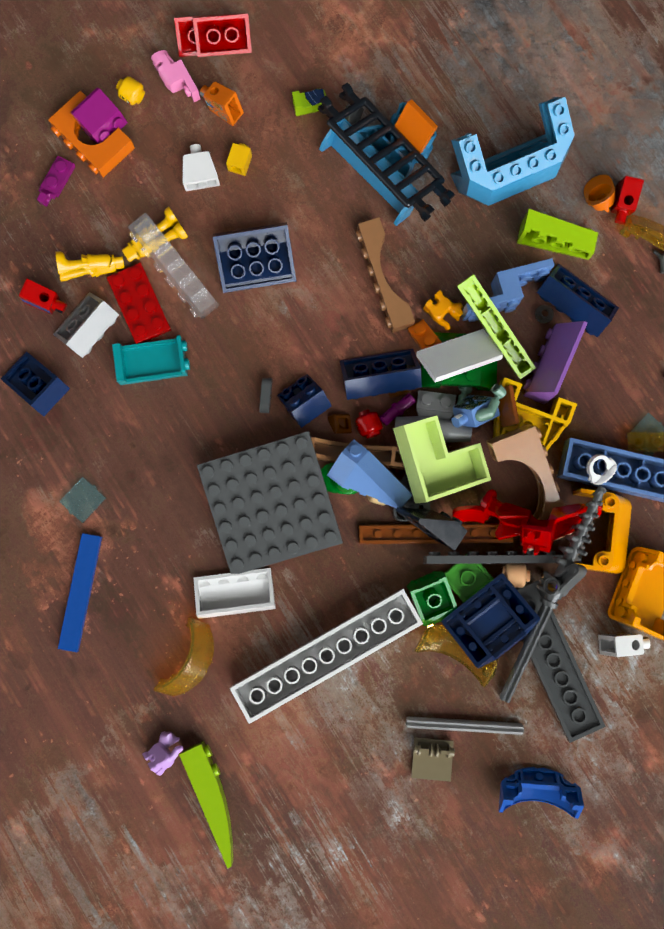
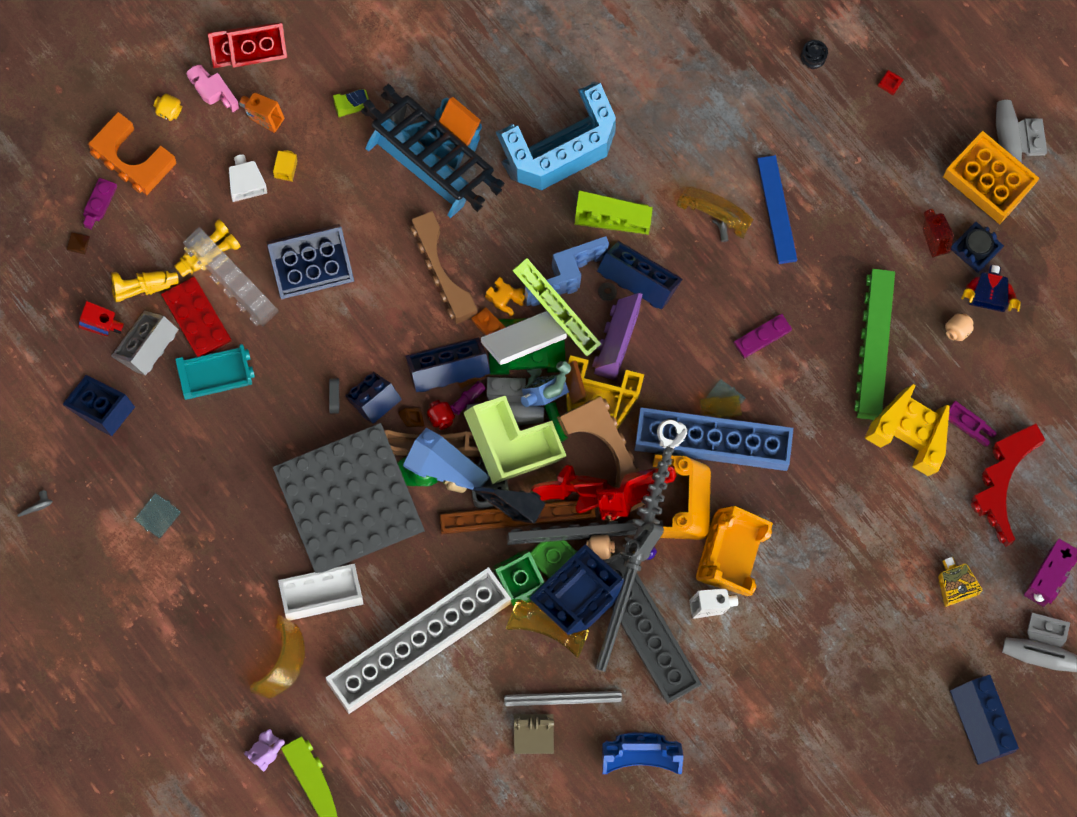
camera: 10 degrees left, 10 degrees down
(32, 219) = (78, 243): none -> reddish brown slope
(80, 593) = (164, 606): blue tile -> none
(98, 116) = (140, 137): magenta slope -> none
(481, 437) = (552, 412): none -> green pin
(600, 193) = (652, 168): orange piece -> none
(627, 198) = (678, 166): red torso -> none

